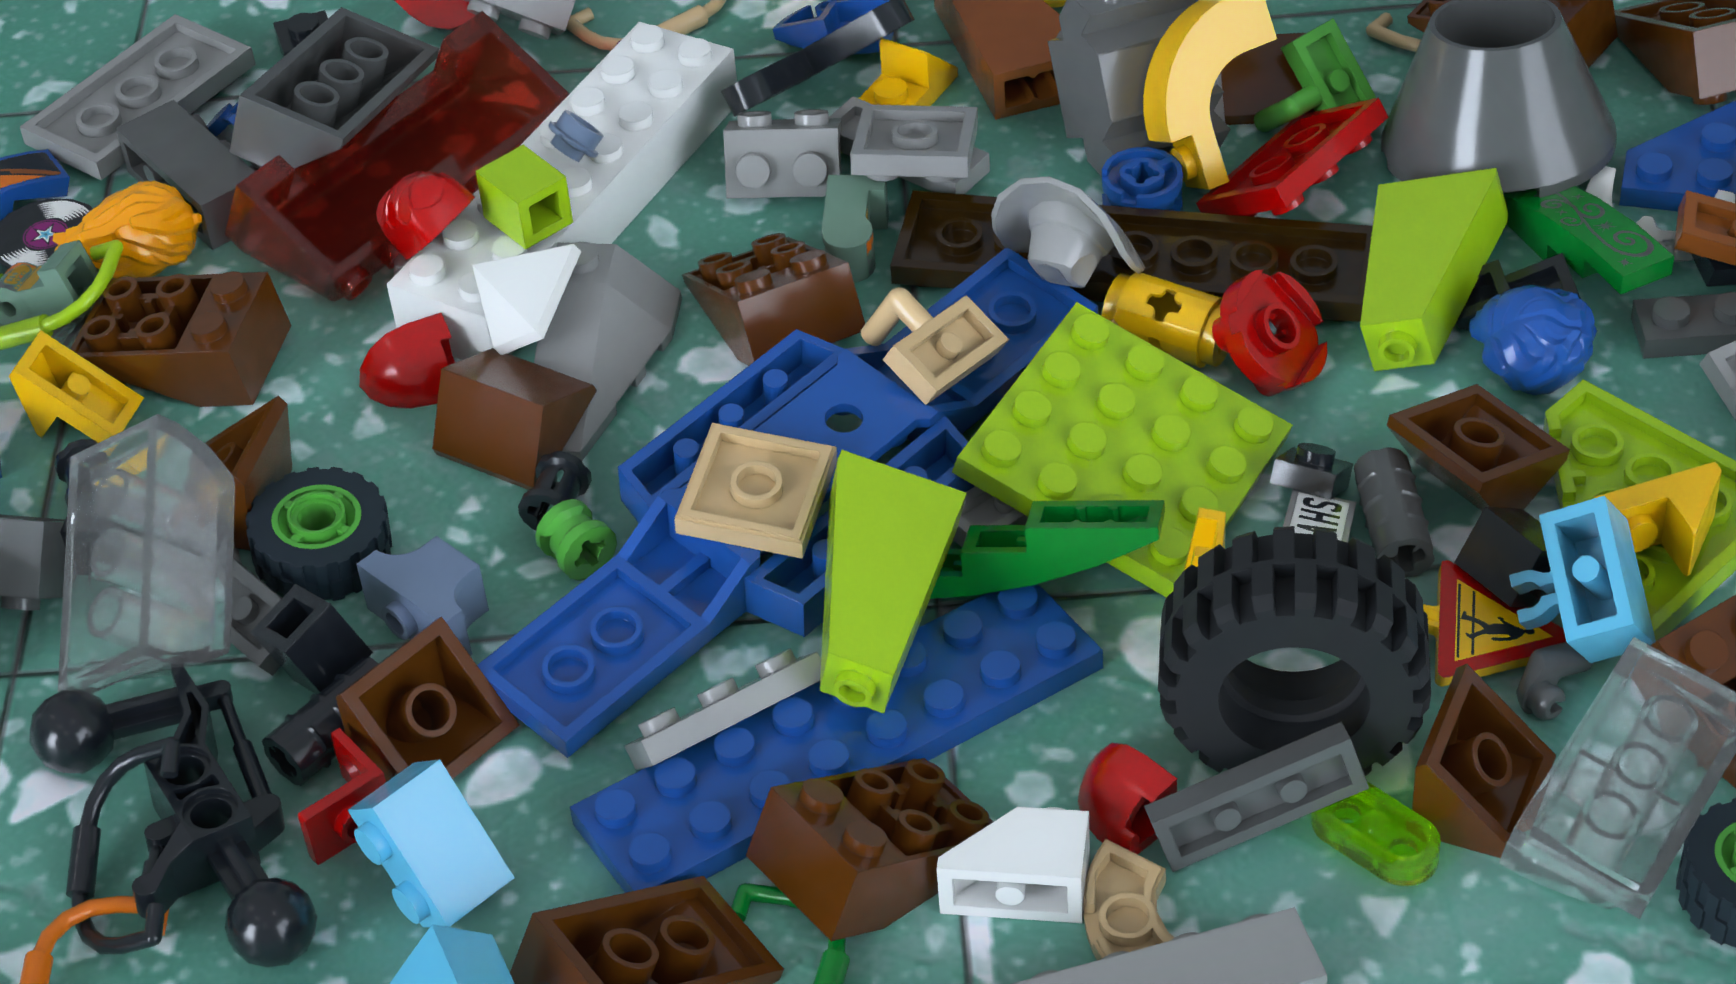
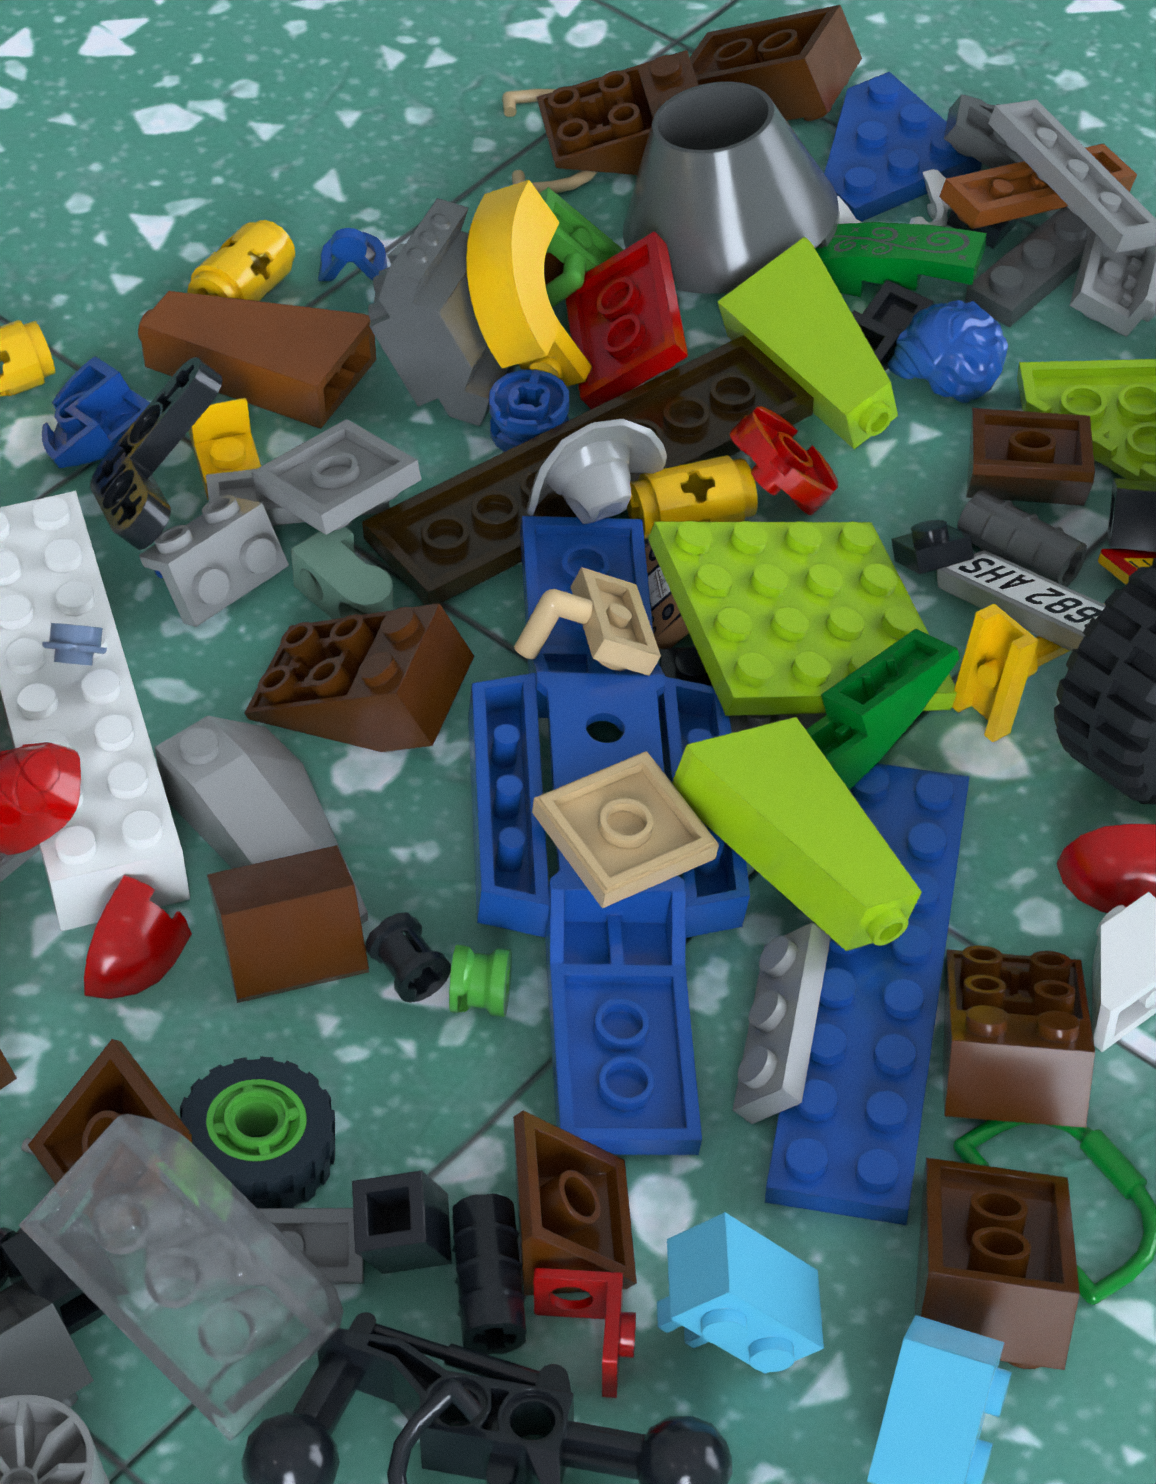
camera: 50 degrees left, 5 degrees up
(422, 586) = (428, 1118): sand blue brick -> none
(523, 294) = (210, 805): white slope -> none
(524, 196) = (106, 720): lime brick -> none

